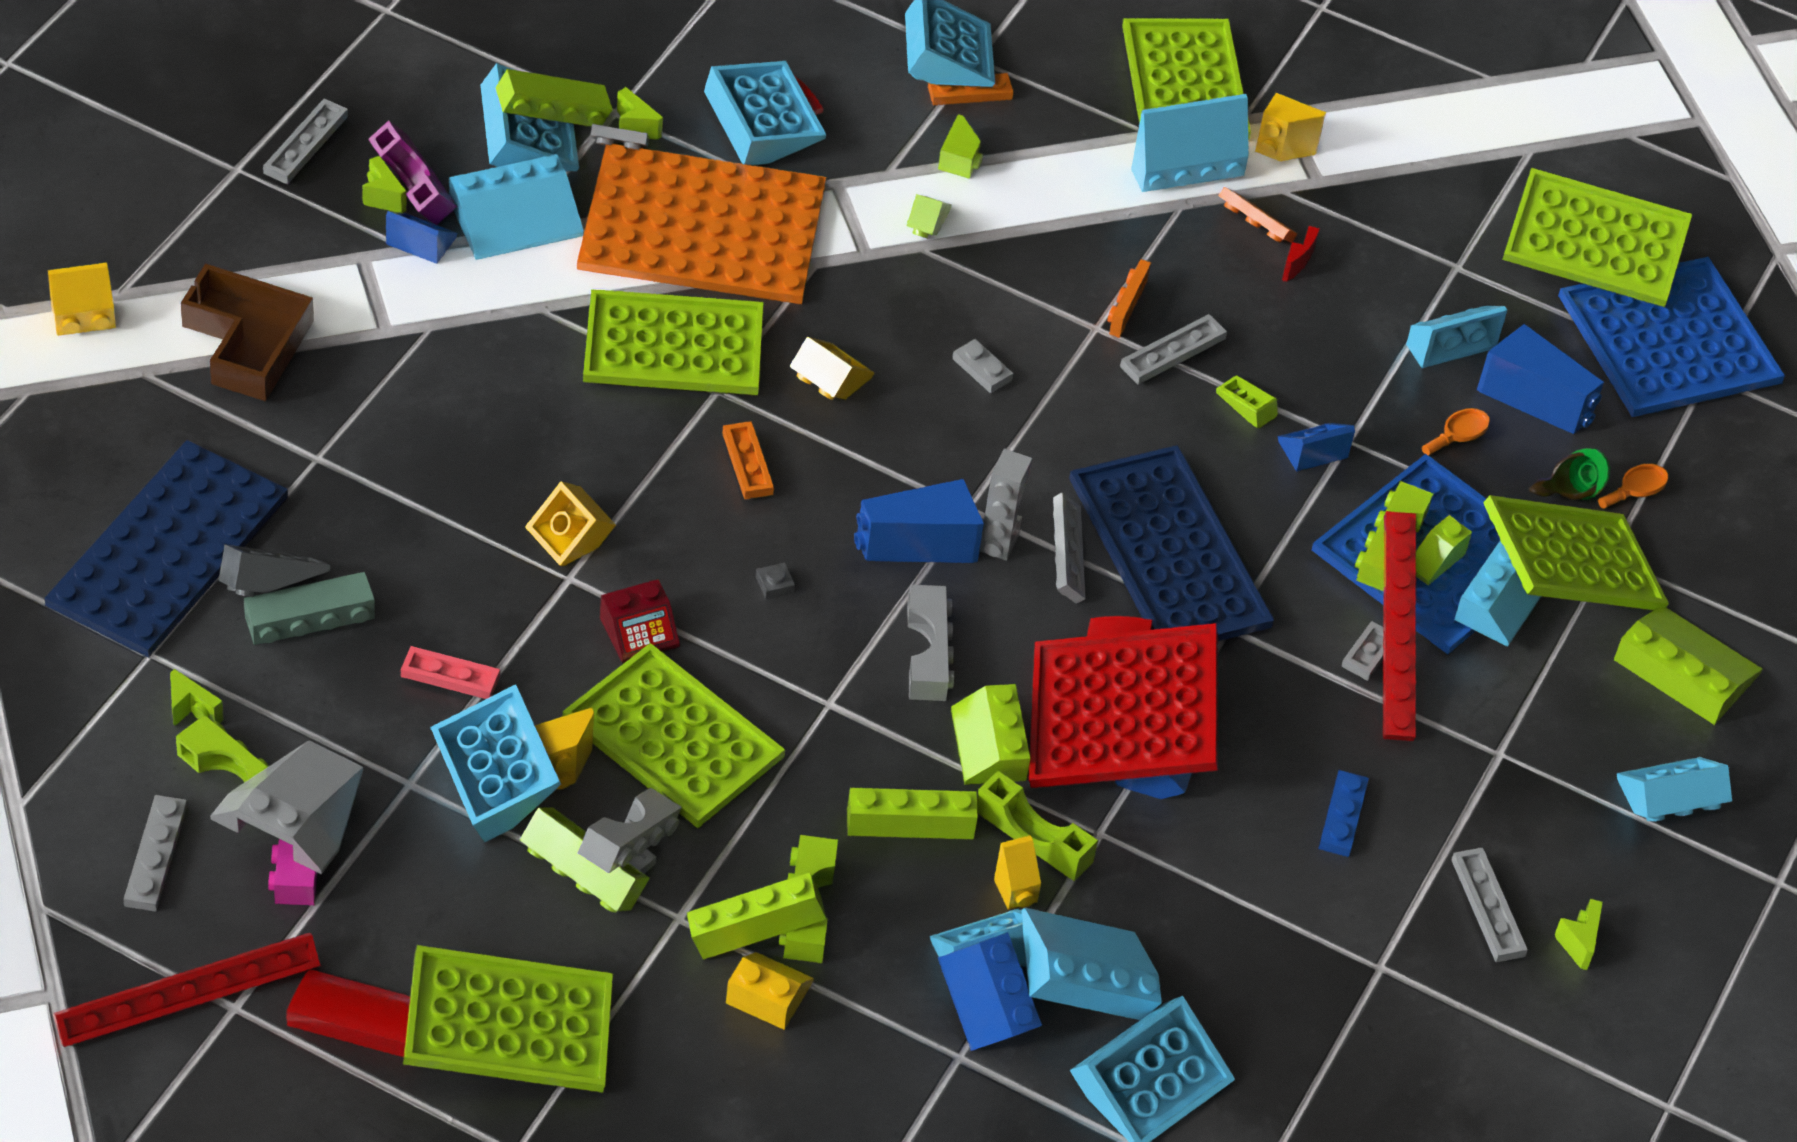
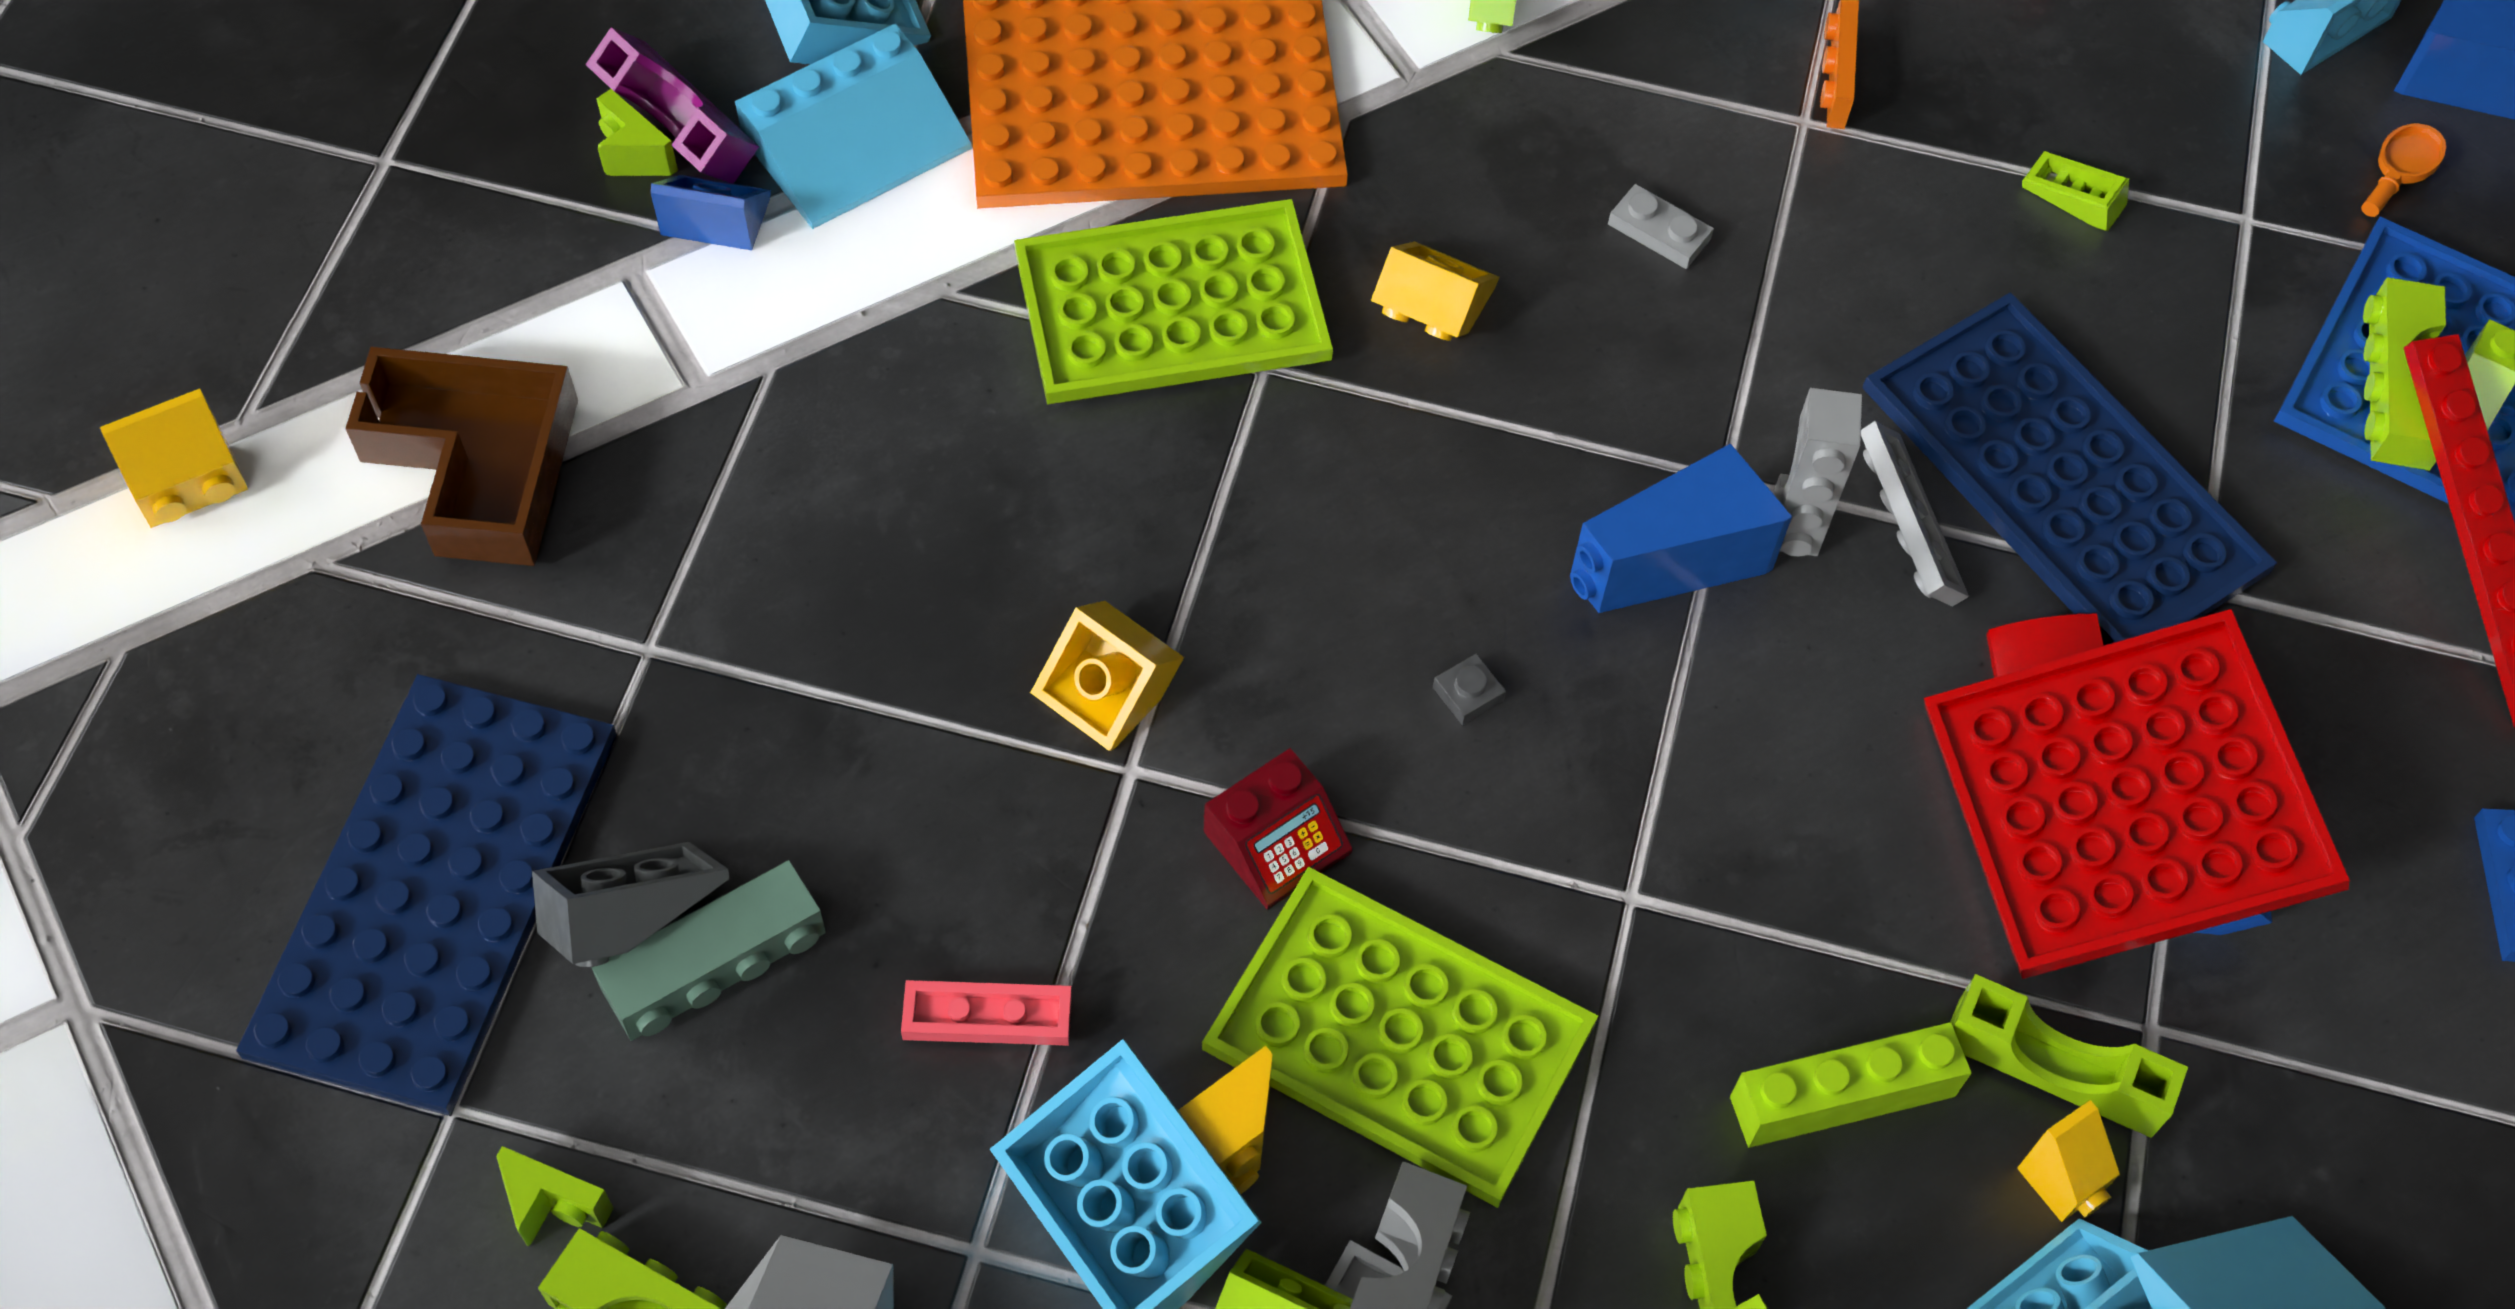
camera: 10 degrees left, 10 degrees up
(305, 141) = (484, 89): light grey plate -> none
(748, 460) = (1356, 481): orange plate -> none
(930, 670) = (1739, 688): light grey arch -> none
(991, 734) = (1922, 895): lime slope -> none
(1173, 349) = (1936, 131): light grey plate -> none
(1317, 445) = (2211, 236): blue slope -> none
(1366, 652) = (2436, 579): light grey plate -> none

